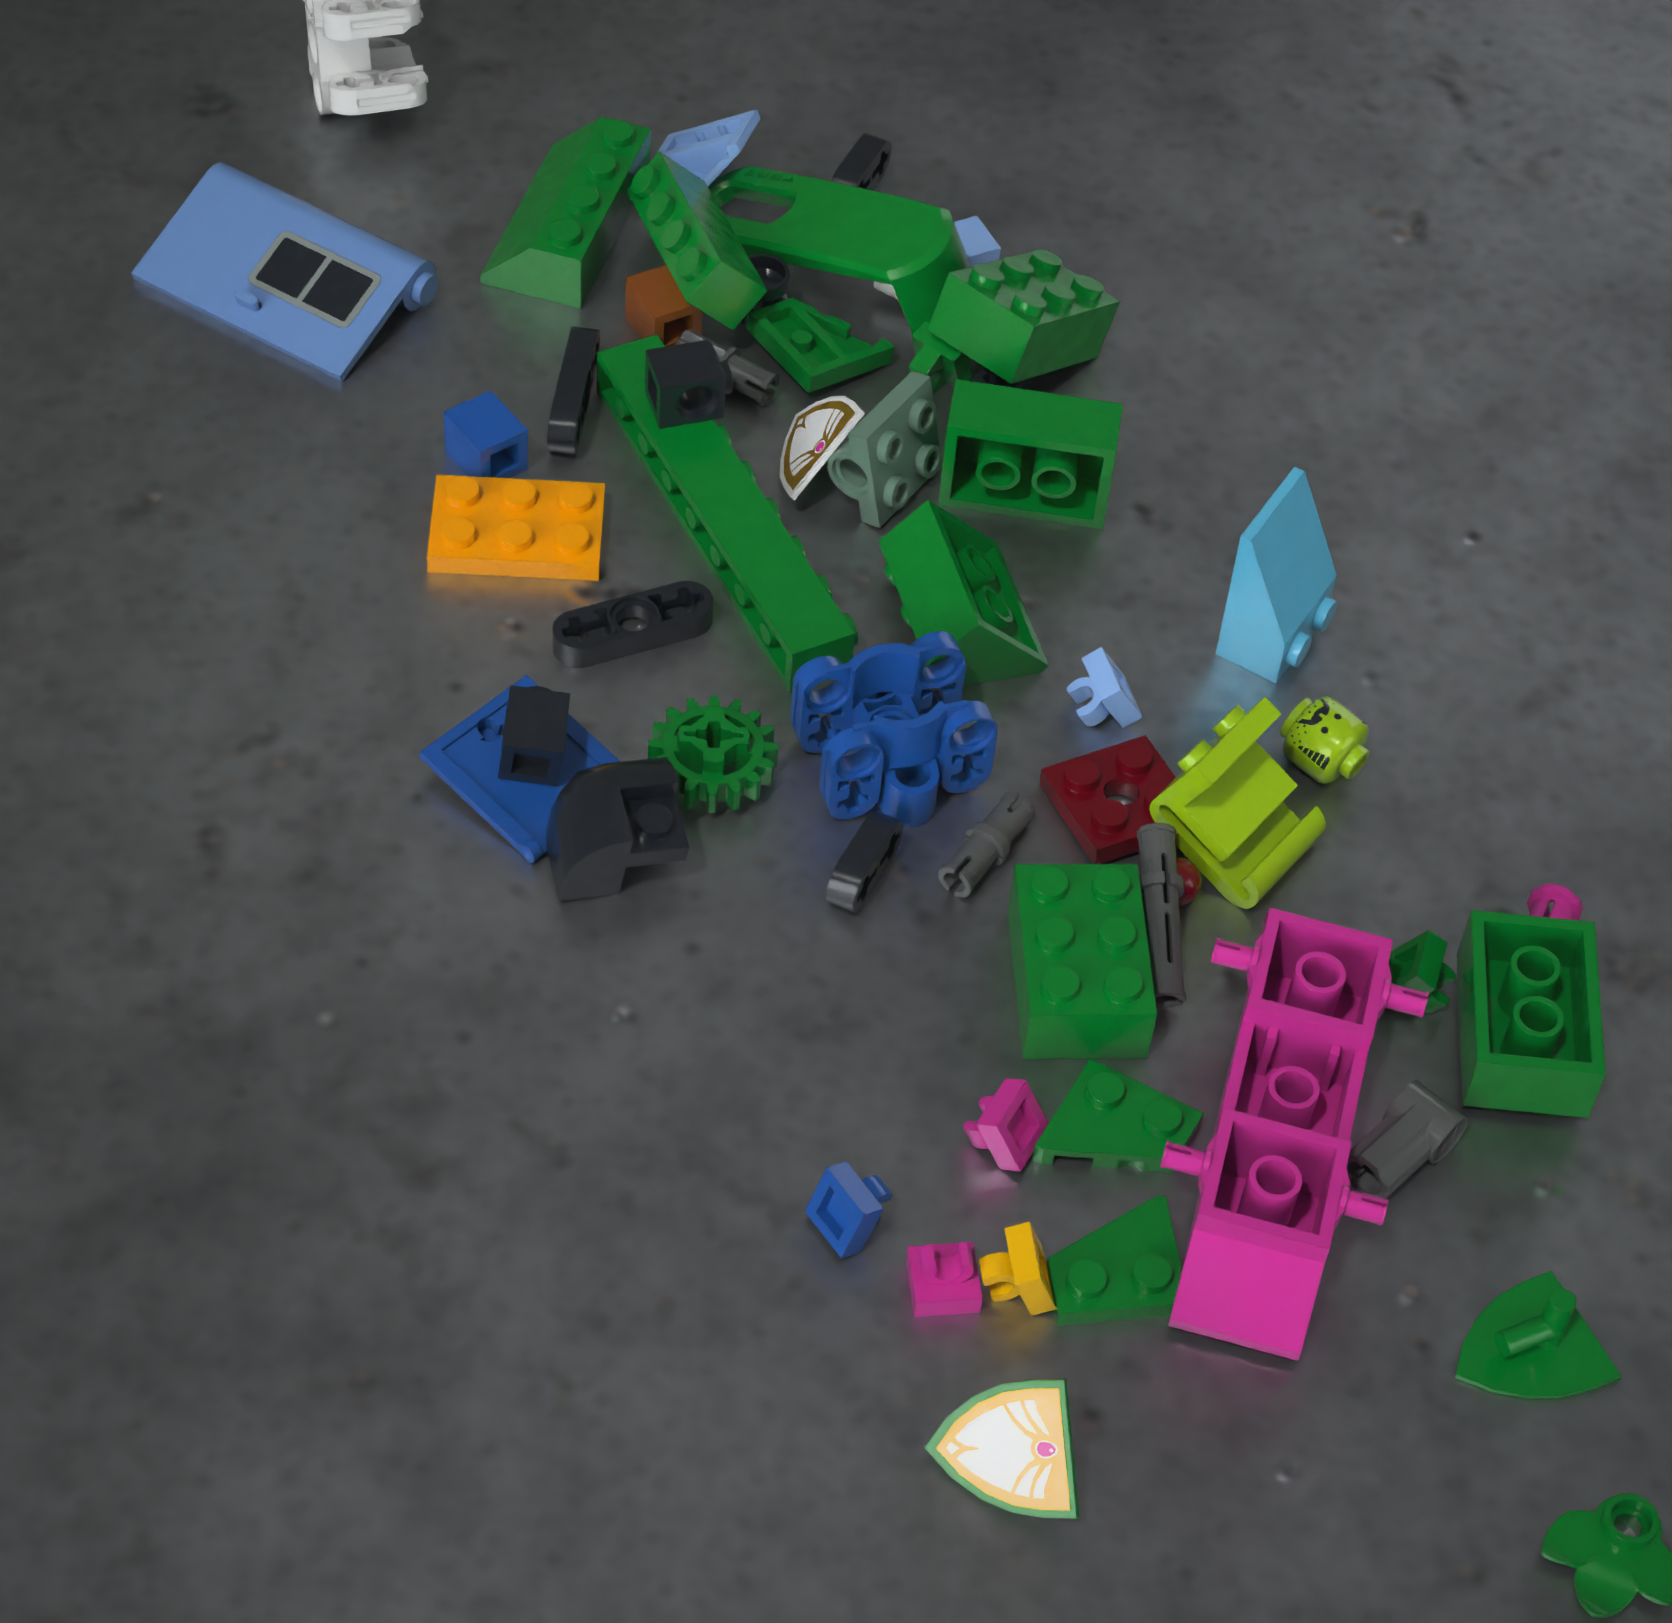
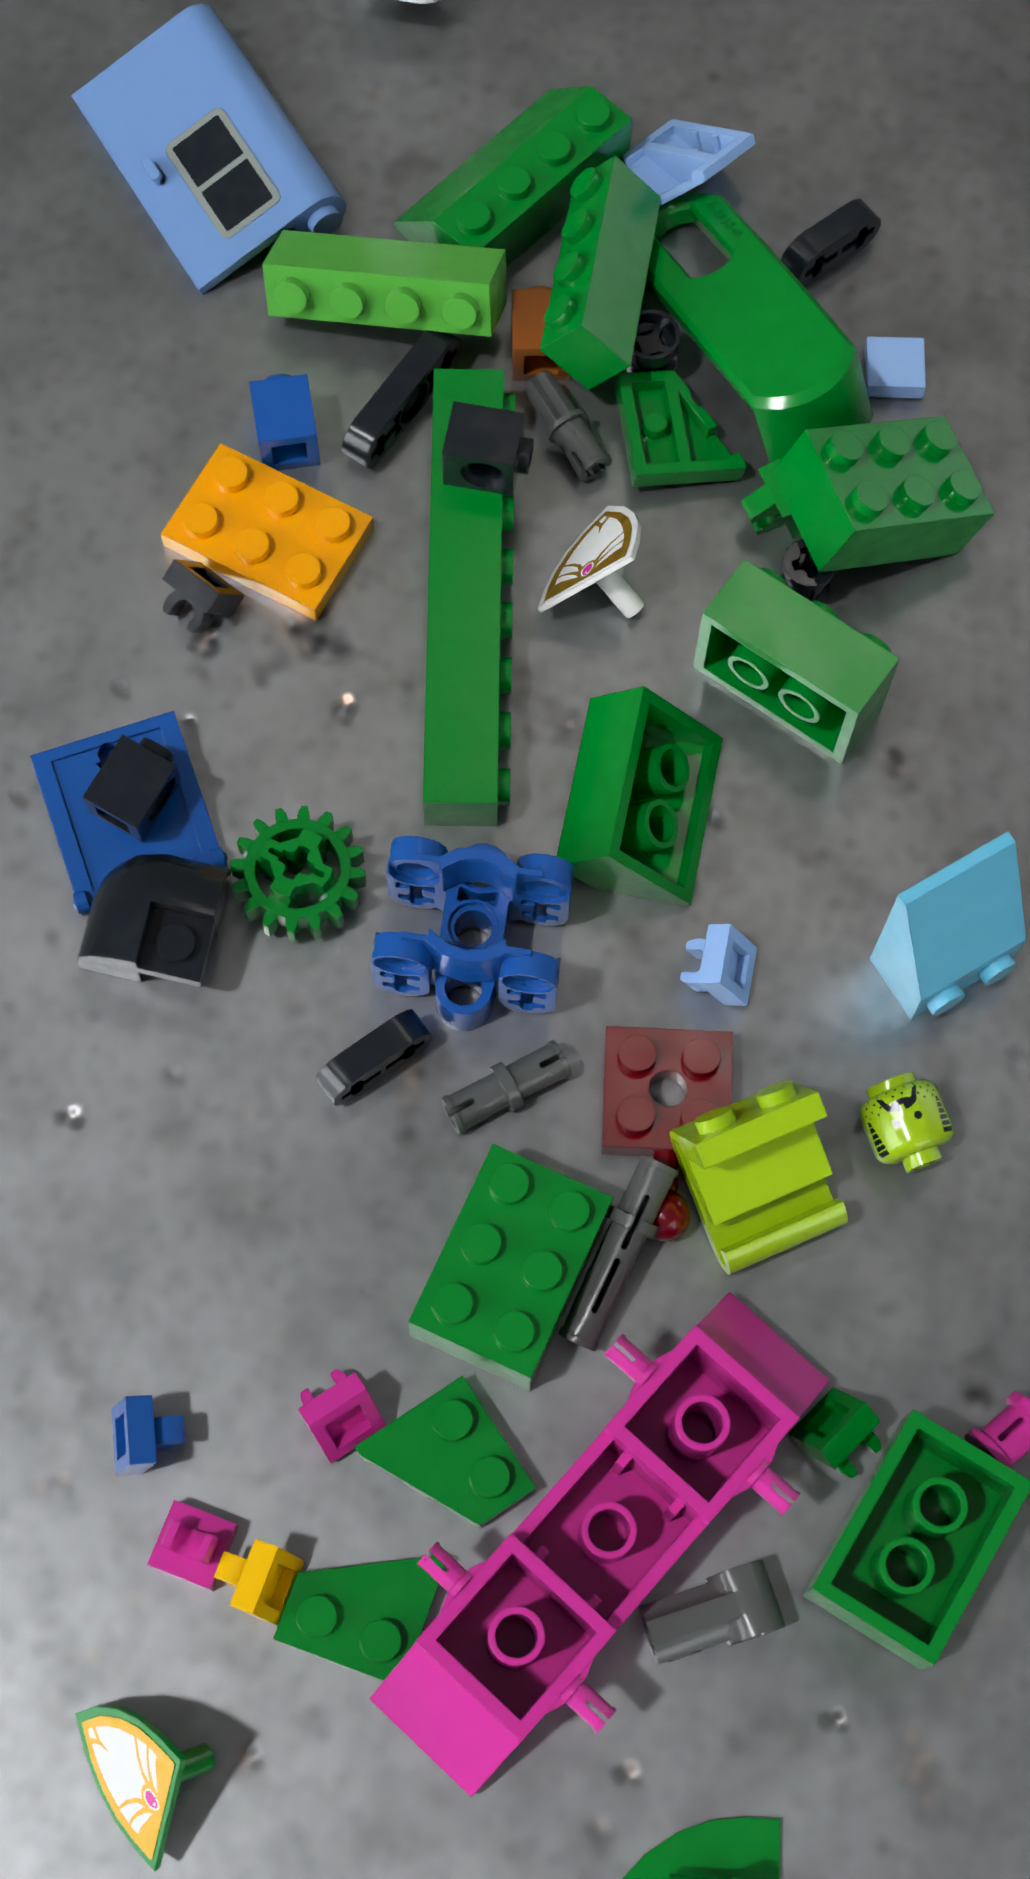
camera: 30 degrees right, 20 degrees up
(491, 580) = (201, 588): none -> black tile
(515, 306) = (386, 282): none -> bright green brick
(591, 620) = (297, 668): black beam -> none
(890, 451) = (656, 600): sand green plate -> none

